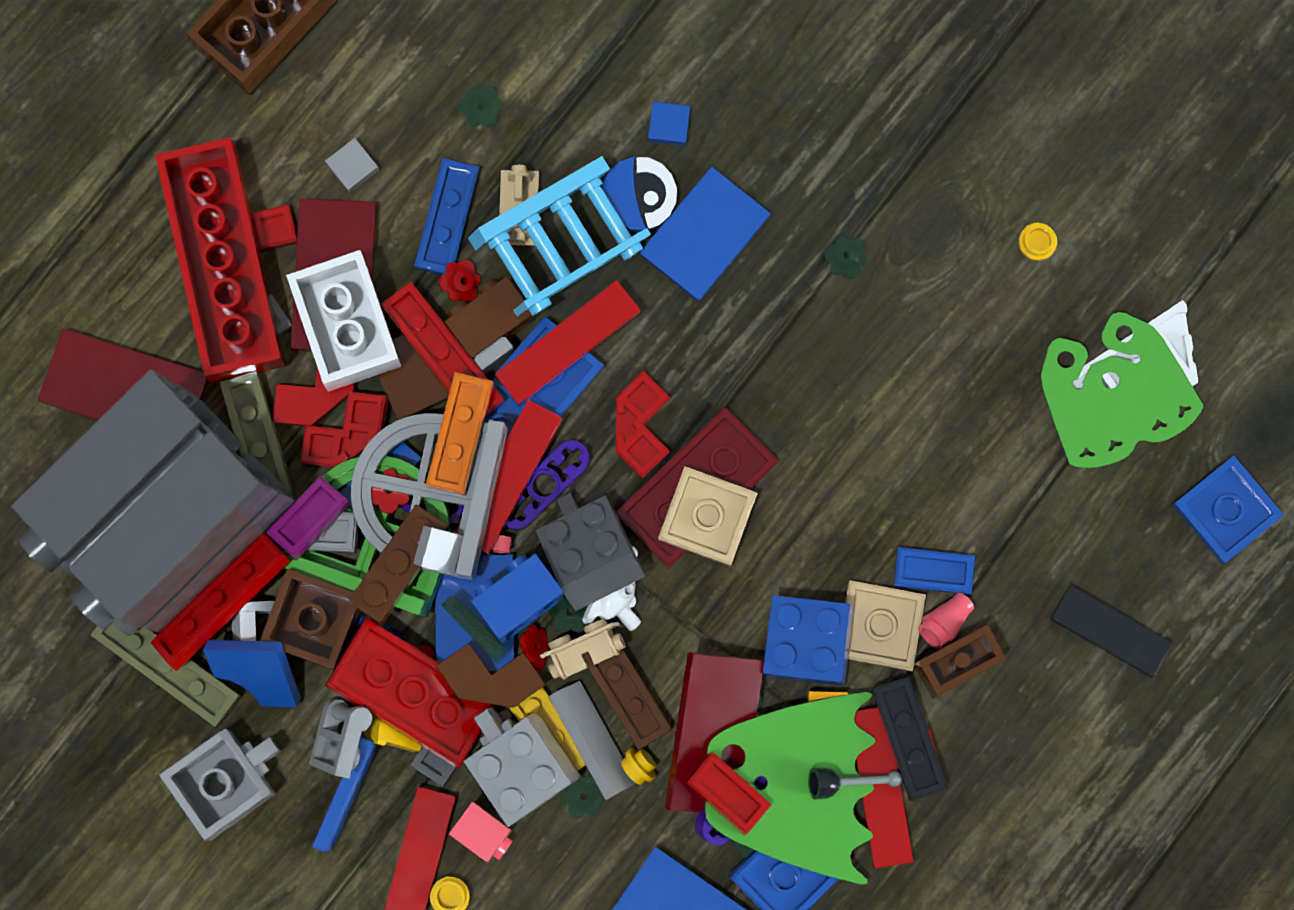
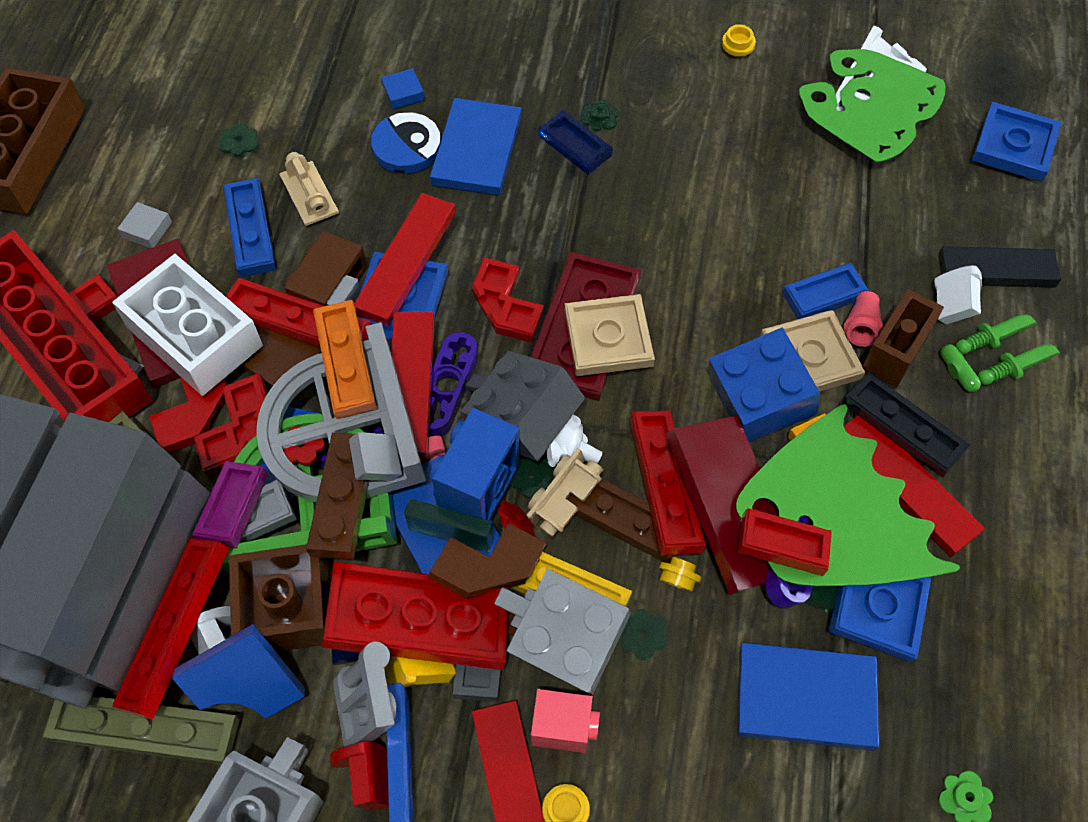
camera: 25 degrees left, 20 degrees down
(317, 792) = (367, 773): none -> red tile
(451, 281) = (282, 262): red plant -> none
(558, 200) = (337, 153): medium azure fence -> none
(591, 739) = (621, 574): light grey tile -> none
(659, 716) = (669, 501): none -> red tile
(803, 279) = (575, 142): none -> clear blue tile
(825, 782) = (865, 489): black hinge -> none
(1001, 713) = (991, 336): none -> bright green piece
(1046, 643) = (959, 293): none -> white tile

